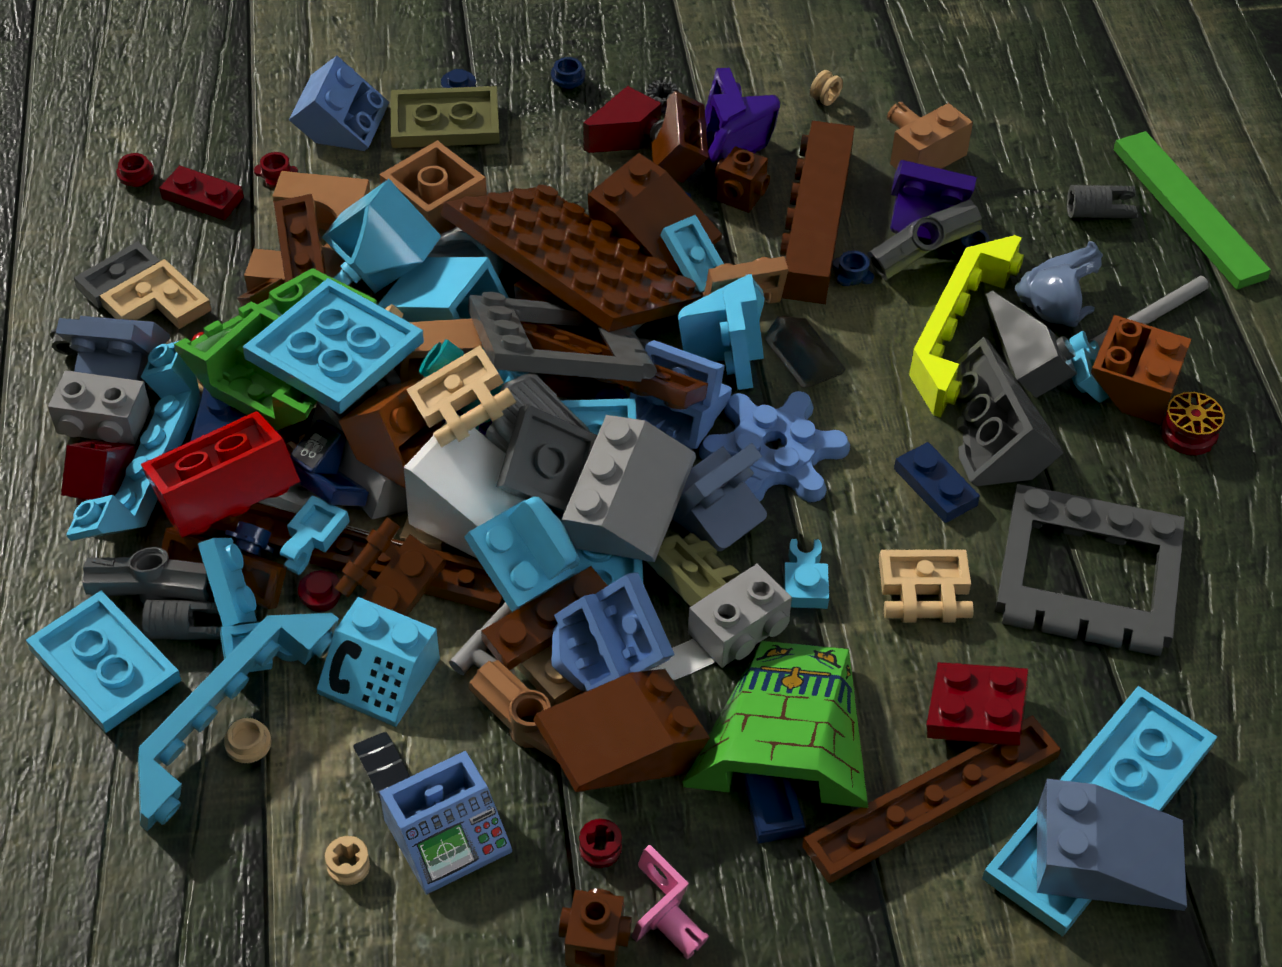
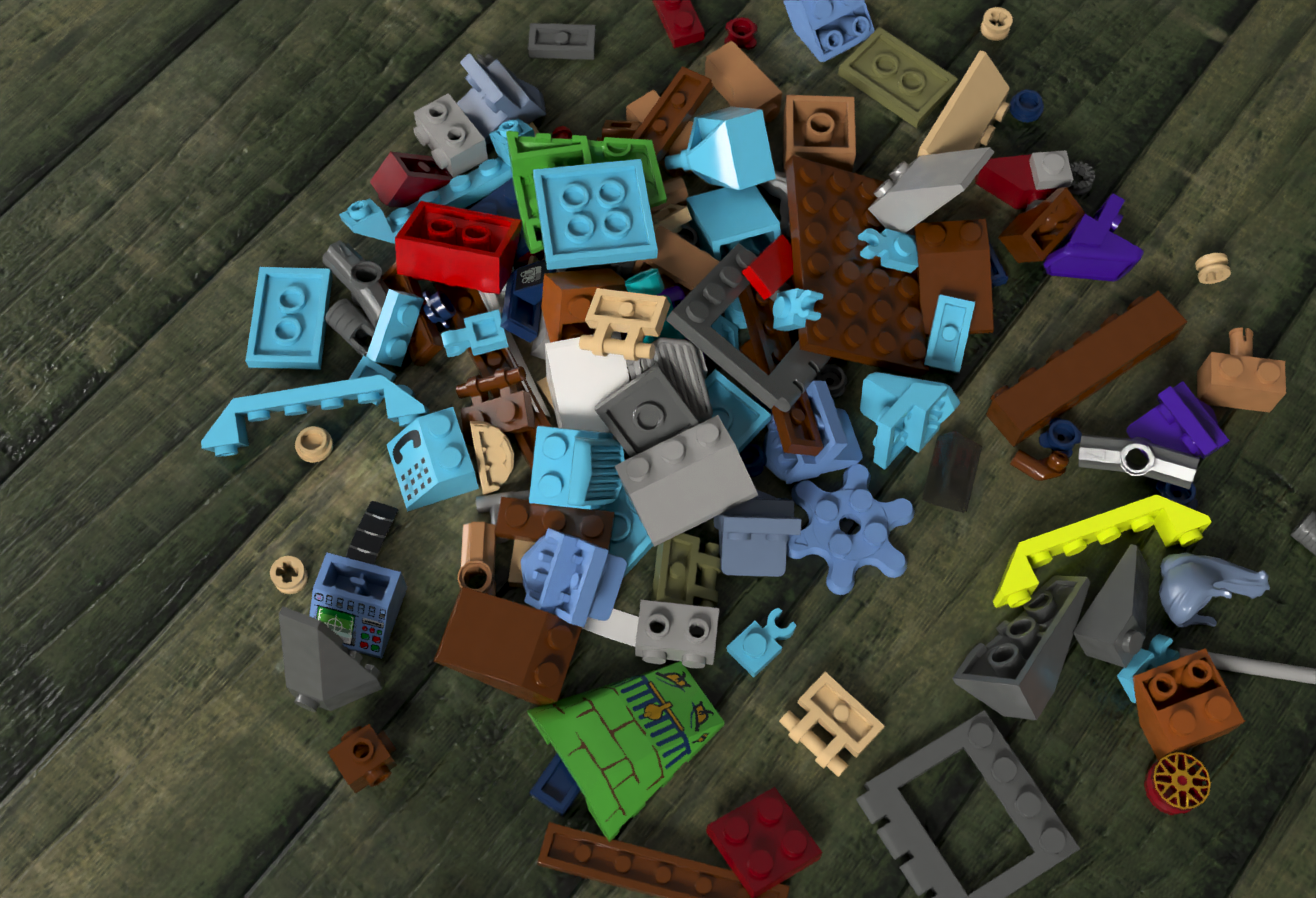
camera: 45 degrees right, 15 degrees up
(160, 289) = (573, 71): tan plate -> none
(318, 591) = (450, 375): dark red plate -> none
(434, 608) = (493, 455): none -> tan plate
(458, 78) = (939, 53): dark blue plate -> none
(478, 35) = (1000, 16): none -> tan bush
(482, 870) = (321, 668): none -> dark grey wedge
(520, 290) = (771, 267): none -> red tile
(543, 118) = (970, 111): none -> tan slope
(572, 303) = (793, 309): none -> medium azure plate
(574, 155) = (925, 186): none -> light grey slope
(587, 839) = (436, 691): dark red bush -> none
(590, 221) = (893, 247): none -> medium azure plate
(645, 93) = (1051, 169): none -> light grey plate
(666, 913) = (418, 789): bright pink bracket -> none
(741, 179) = (1055, 296): reddish brown brick -> none
(766, 271) = (970, 390): medium nougat plate -> none
(864, 299) = (1041, 469): none -> reddish brown arm
(936, 482) = (931, 655): dark blue plate -> none

